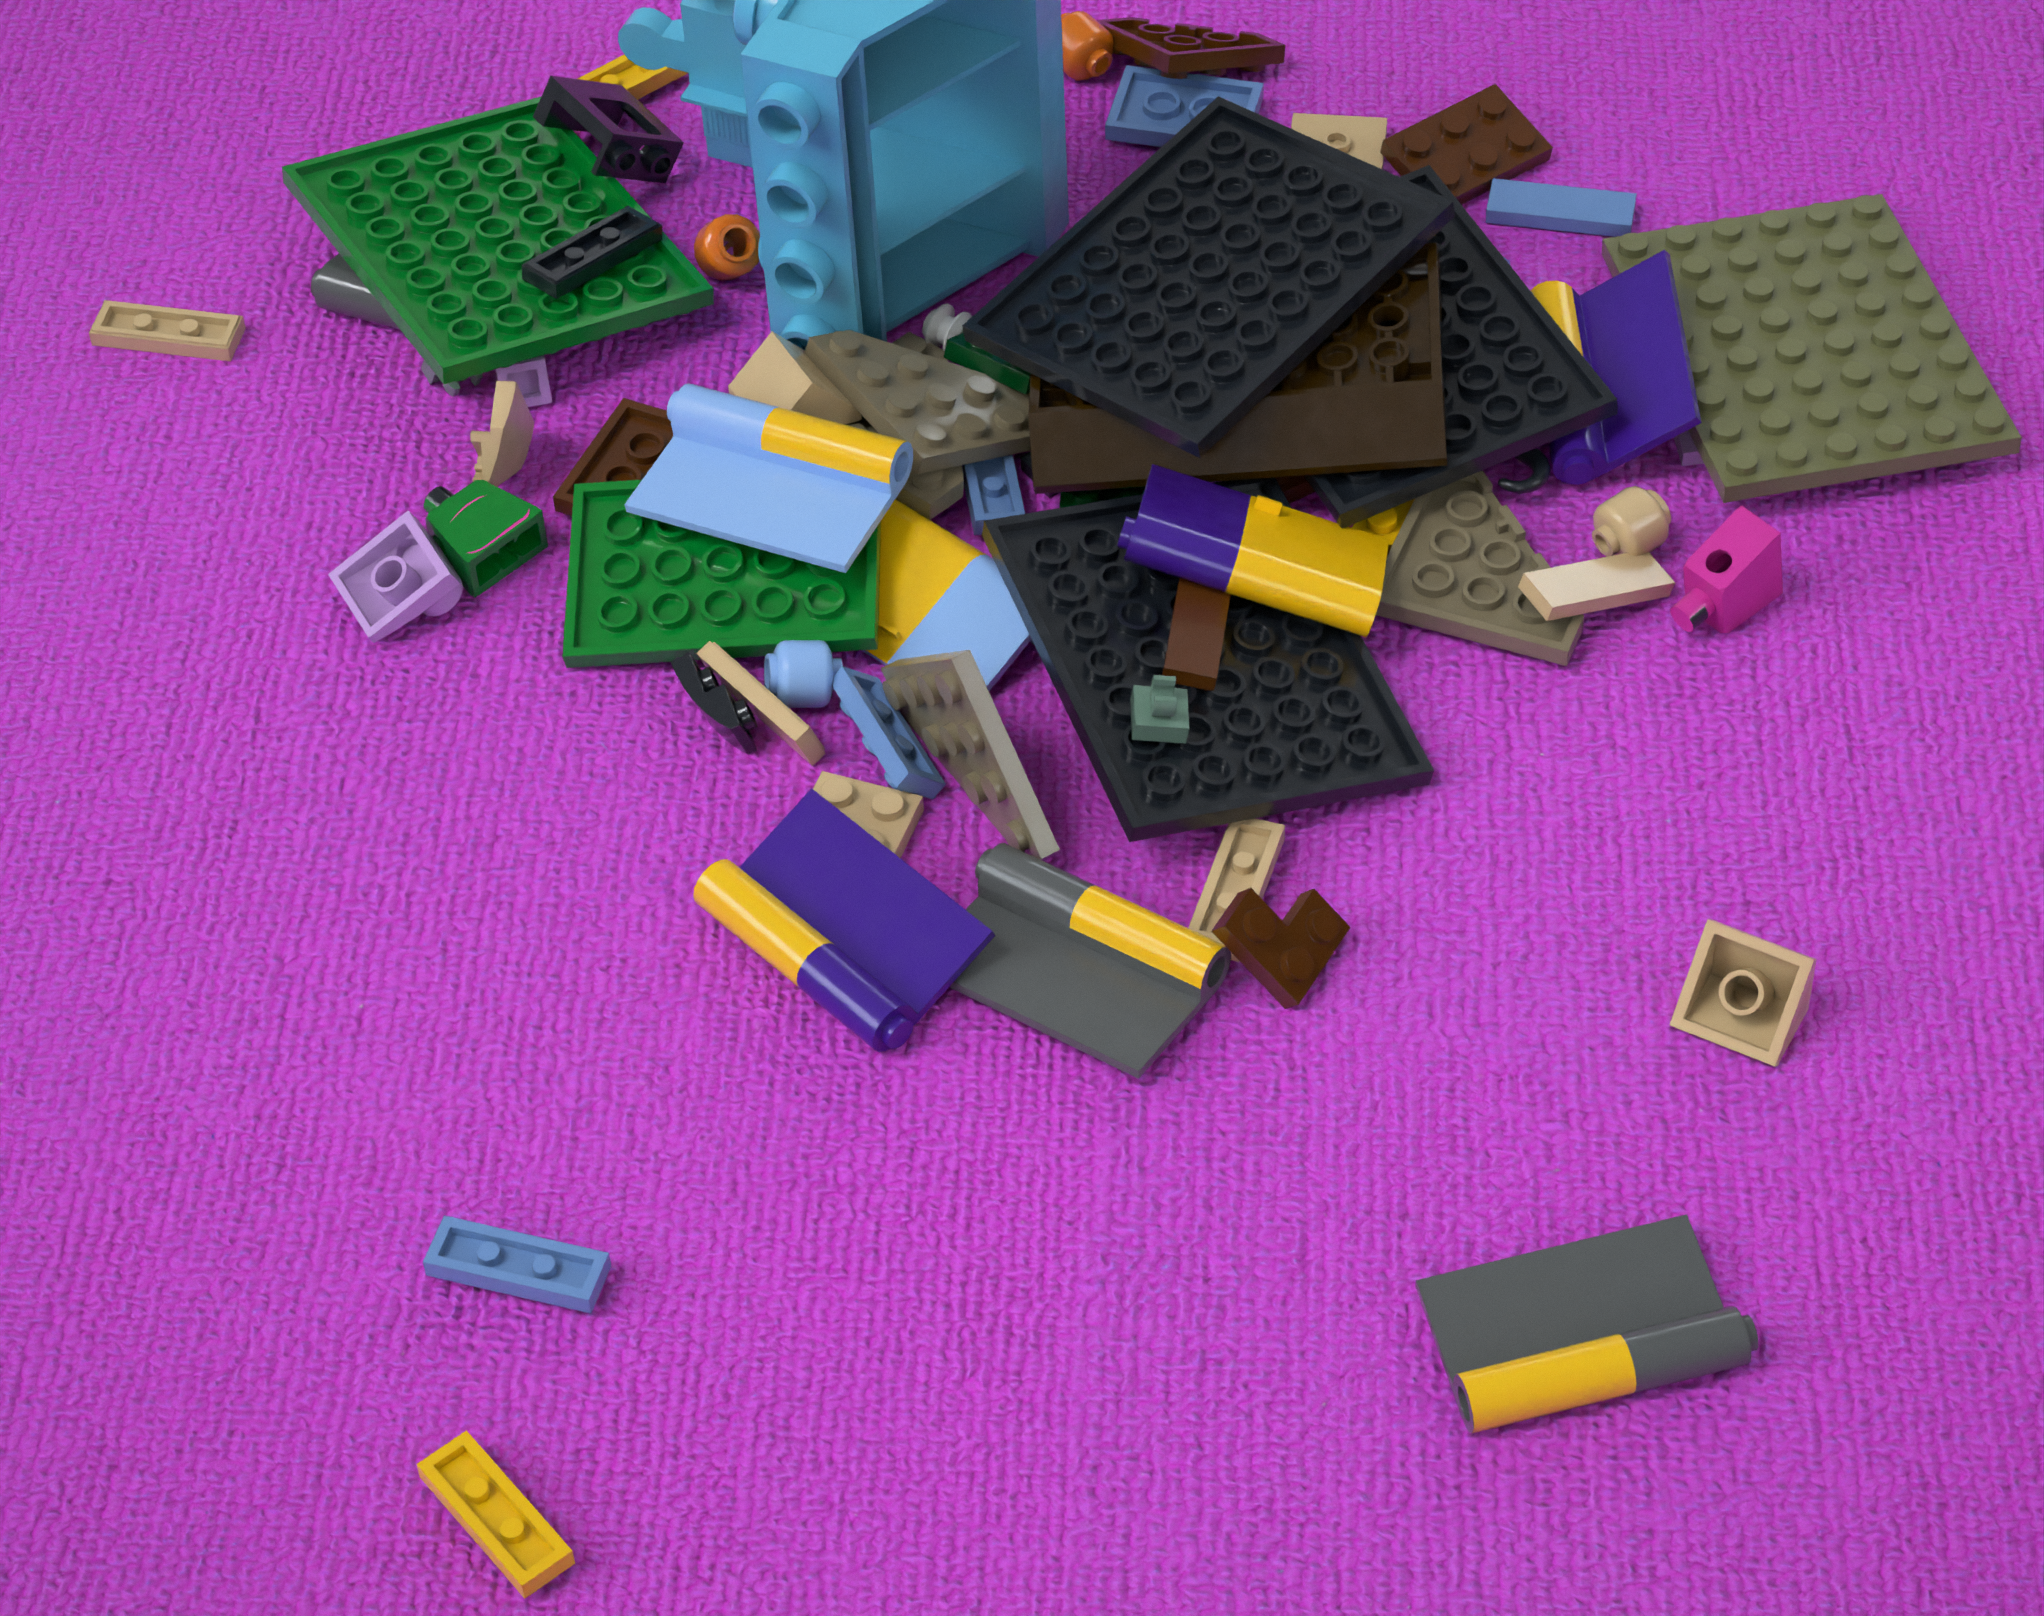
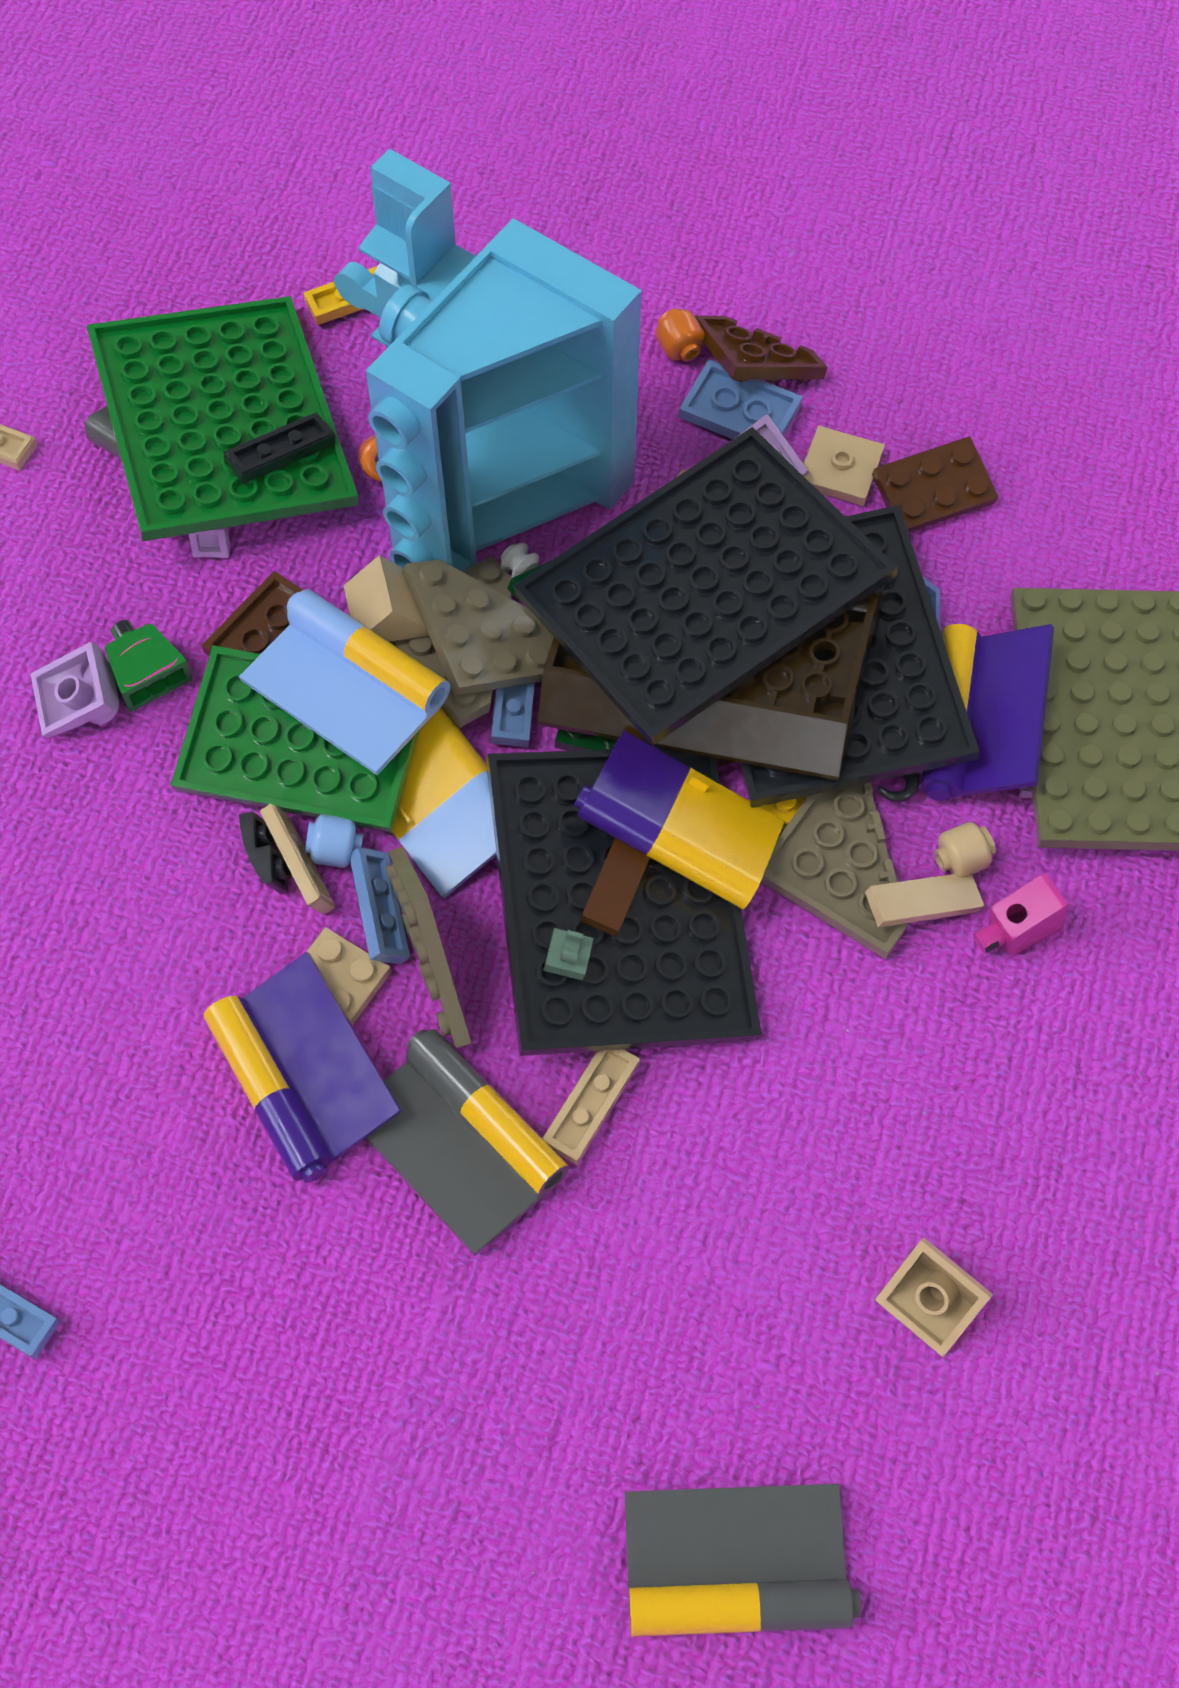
camera: 10 degrees right, 15 degrees up
(507, 444) = (178, 593): slope -> none
(598, 110) = (326, 316): black window -> none
(1284, 952) = (613, 1173): reddish brown plate -> none
(1560, 208) = (991, 550): medium blue tile -> none

